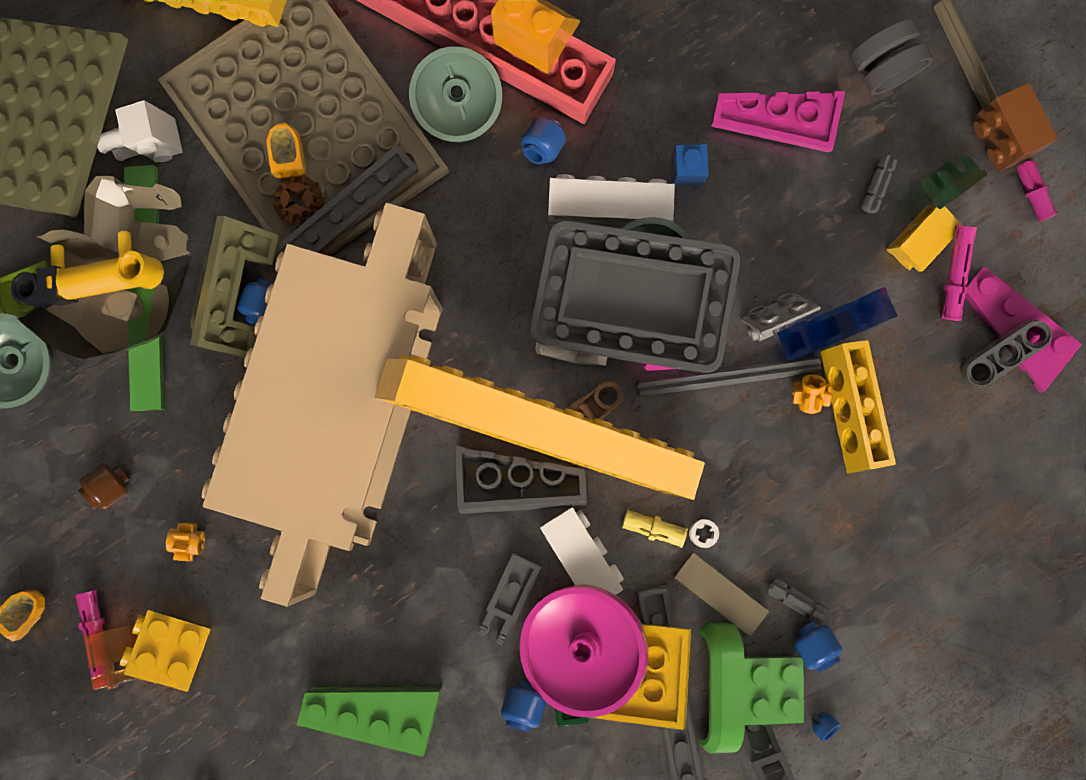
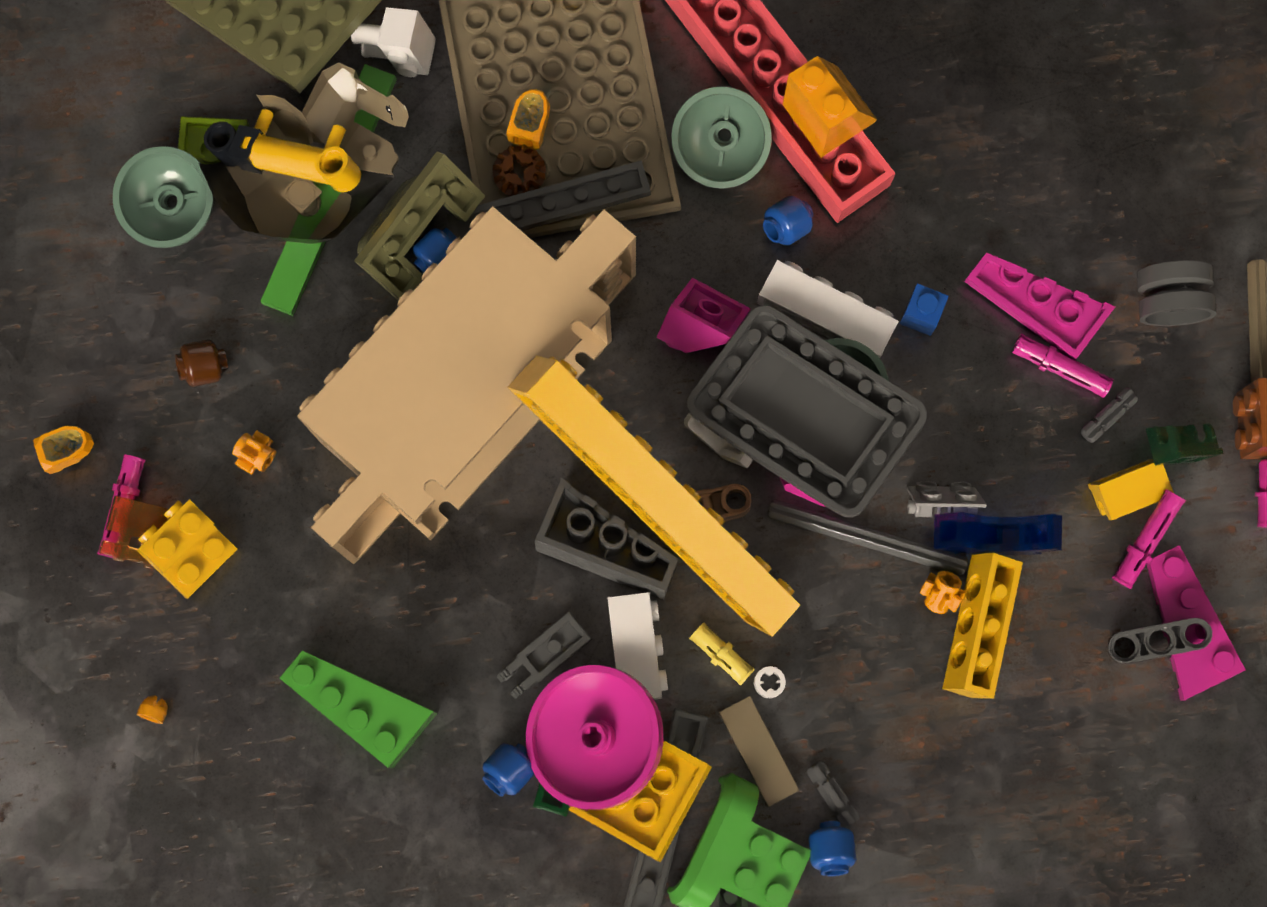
camera: 25 degrees right, 5 degrees down
(509, 256) = (701, 318): none -> dark pink slope
(823, 160) = (1049, 359): none -> dark pink pin

